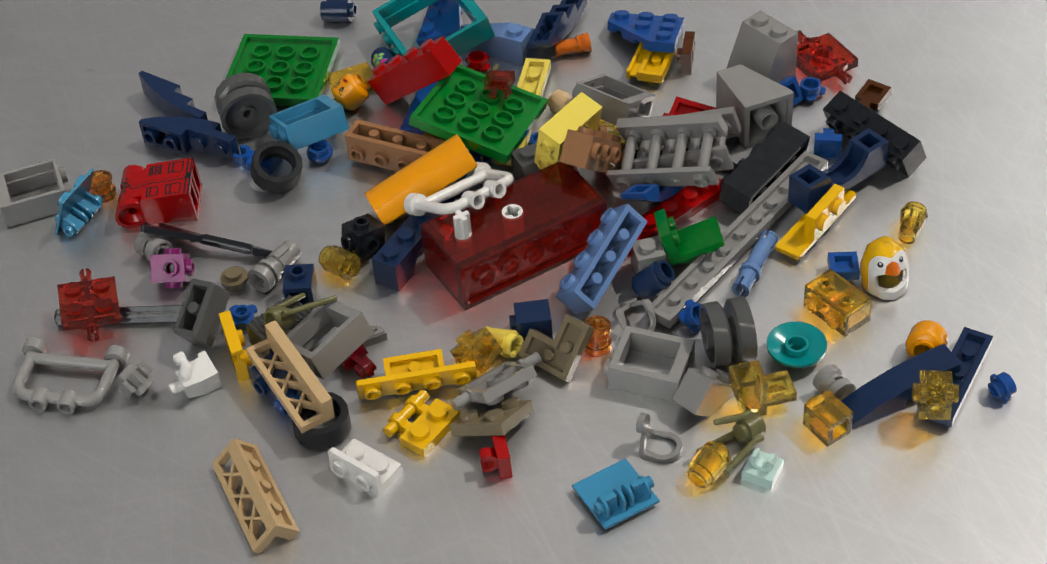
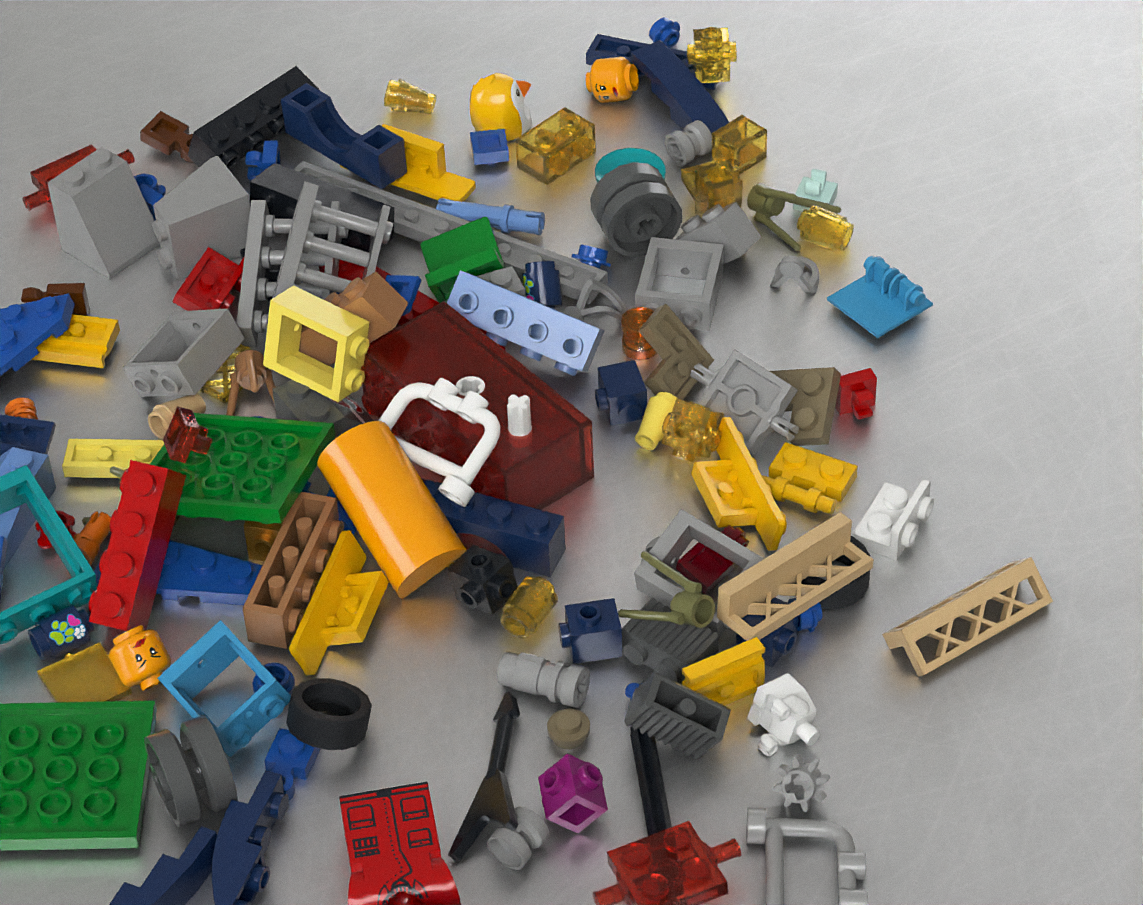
camera: 100 degrees left, 0 degrees up
(357, 171) = (339, 606): none -> yellow bracket

